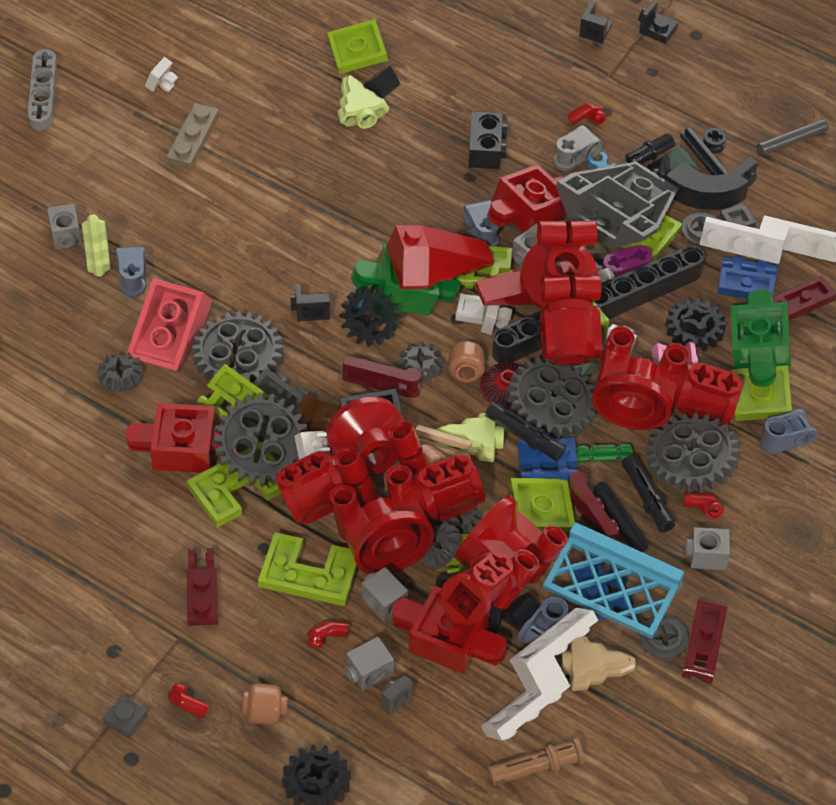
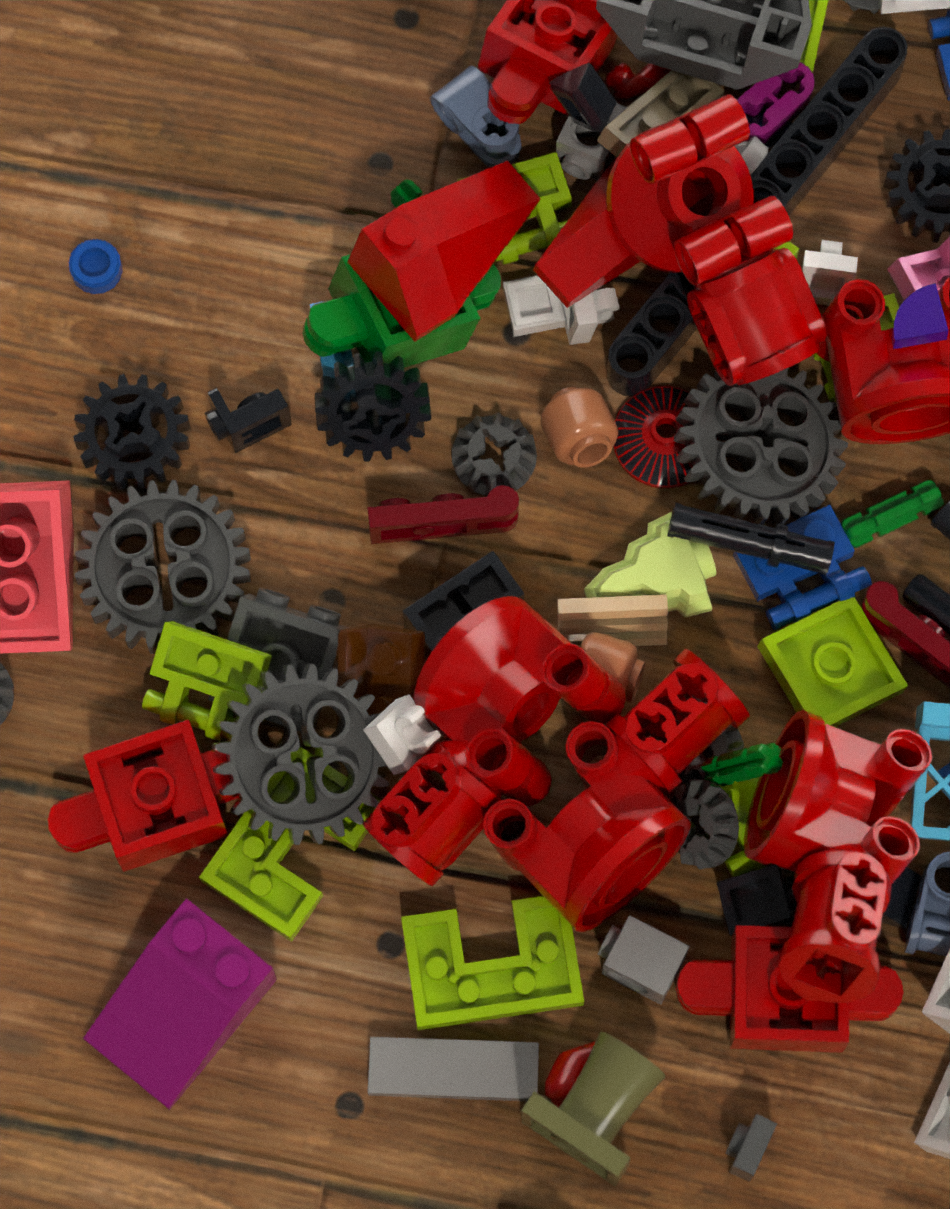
camera: 20 degrees left, 20 degrees up
(151, 530) = (180, 1003): none -> magenta slope
(201, 591) = (324, 1079): dark red hinge -> none
(252, 291) = (129, 409): none -> black gear
(267, 609) = (452, 1068): none -> light grey tile
(271, 224) = (95, 266): none -> blue tile
(318, 647) = (597, 1107): none -> olive plant
(369, 664) = (679, 1109): light grey brick -> none
(471, 518) = (743, 764): none -> green axle
(530, 217) = (584, 97): none -> black slope
(647, 355) = (920, 319): none -> dark purple tile

